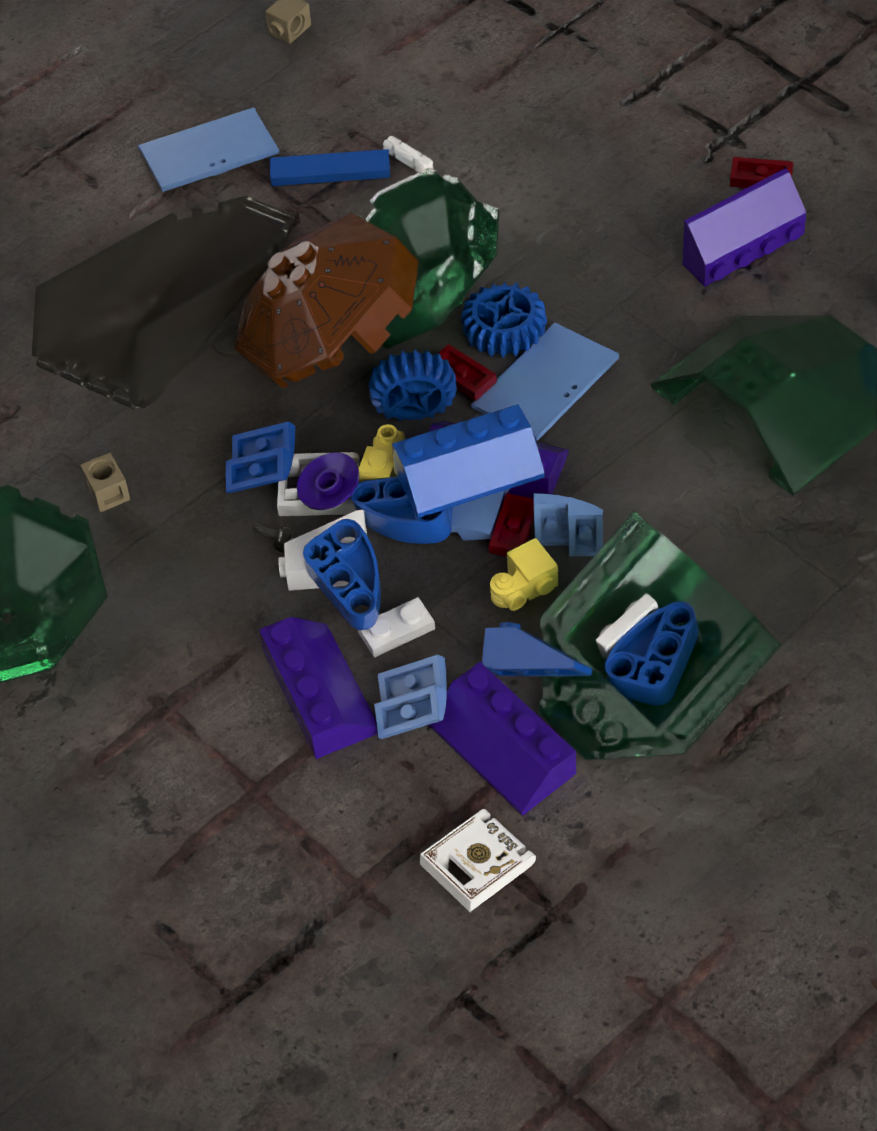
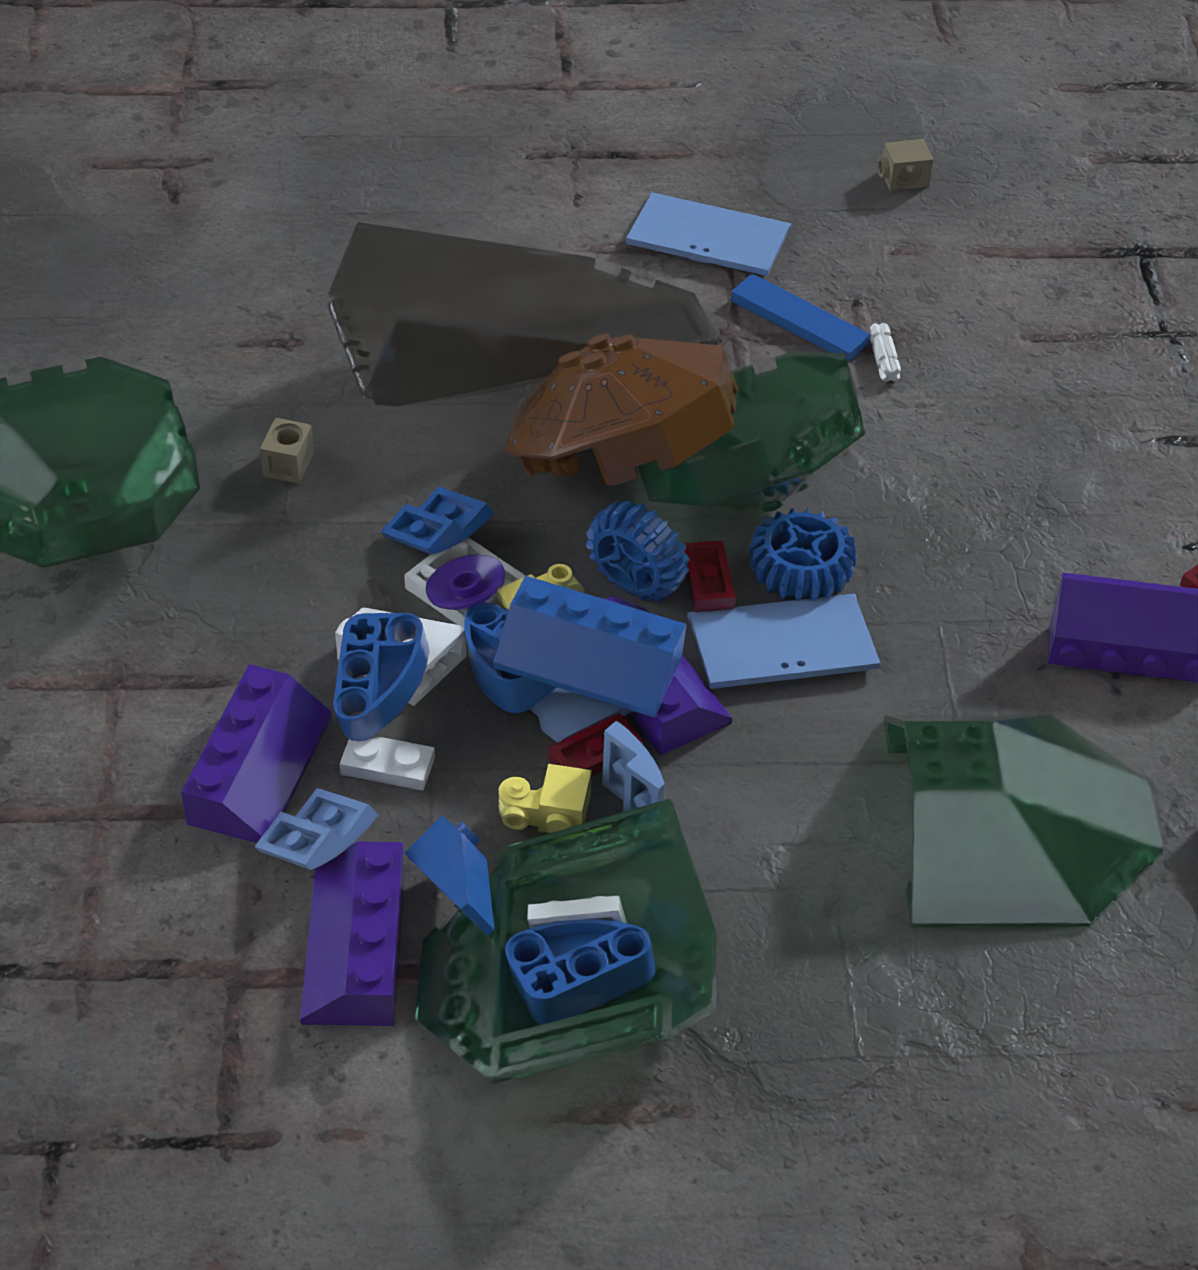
camera: 35 degrees right, 5 degrees down
(484, 853) = (217, 1032): white container -> none

